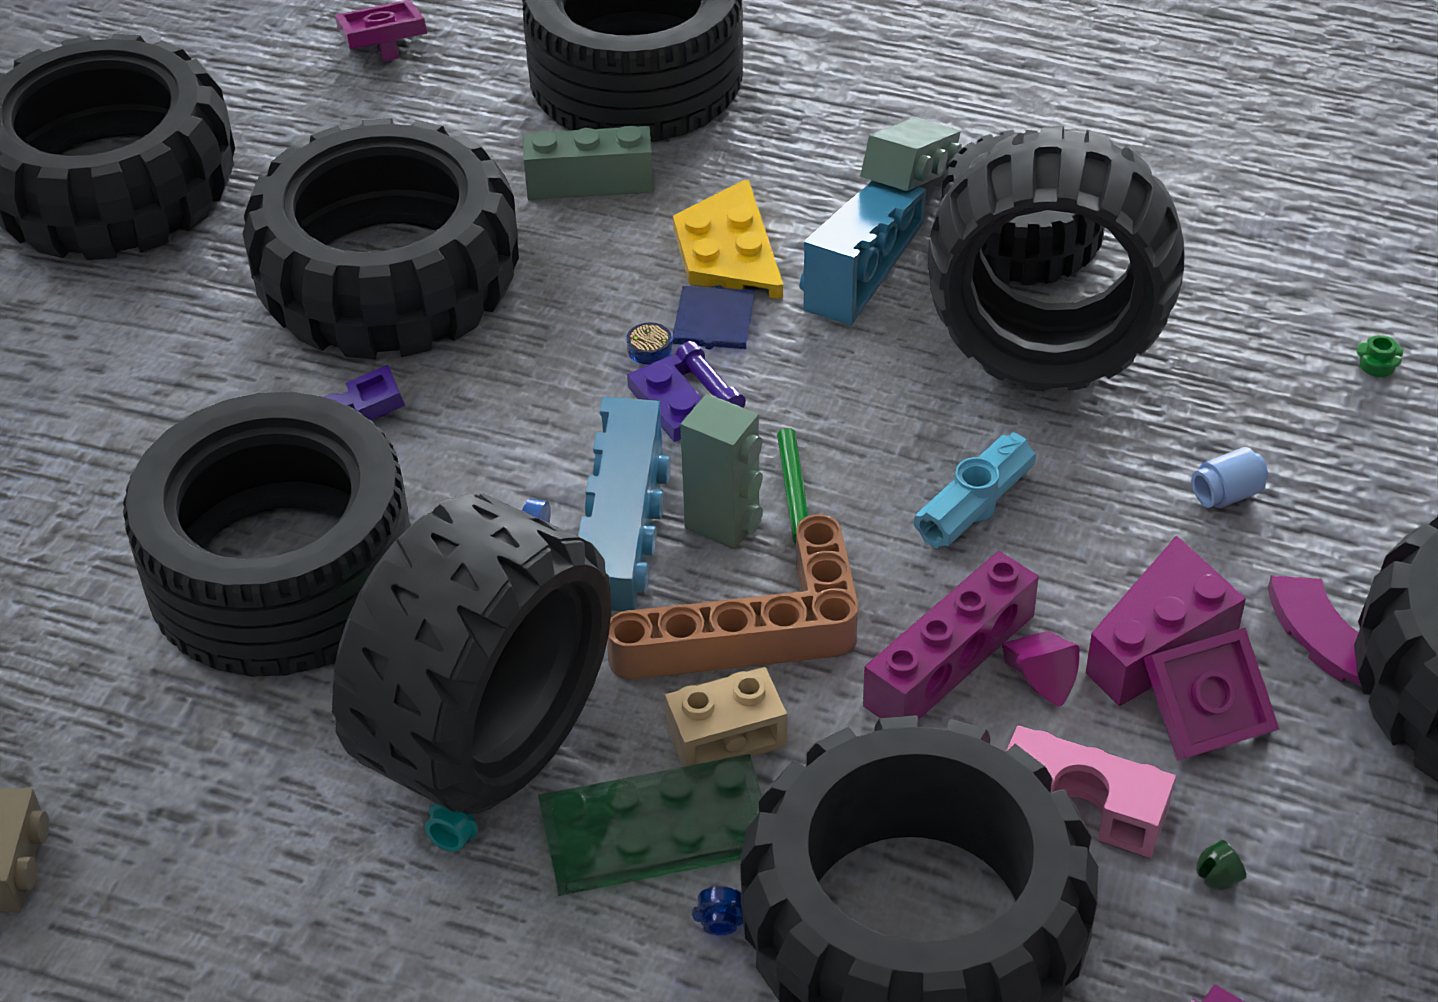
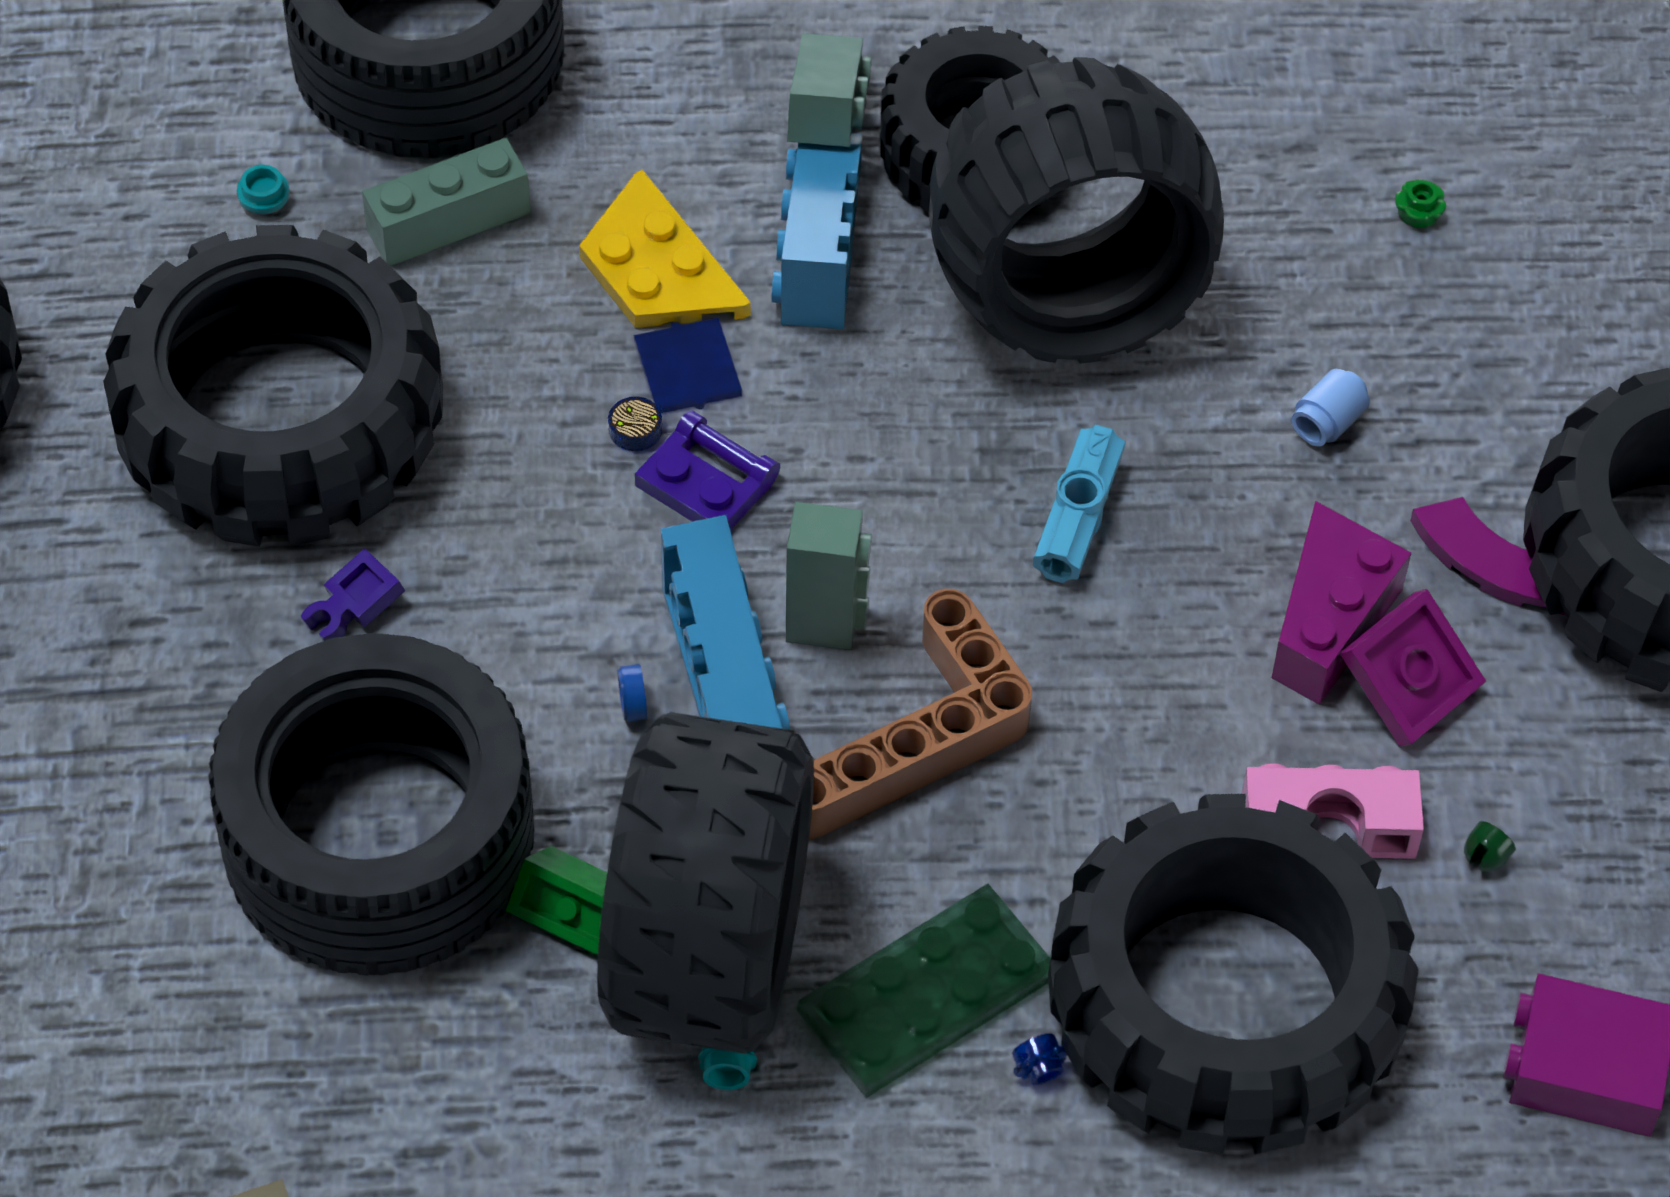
camera: 25 degrees left, 10 degrees up
(381, 26) = (81, 70): magenta hinge -> none
(465, 122) = (262, 189): none -> teal plate
(726, 718) = (948, 853): tan brick -> none
(792, 478) = (885, 560): green bar -> none
(951, 639) = (1133, 691): magenta brick -> none
(1046, 664) = (1235, 682): magenta tile -> none

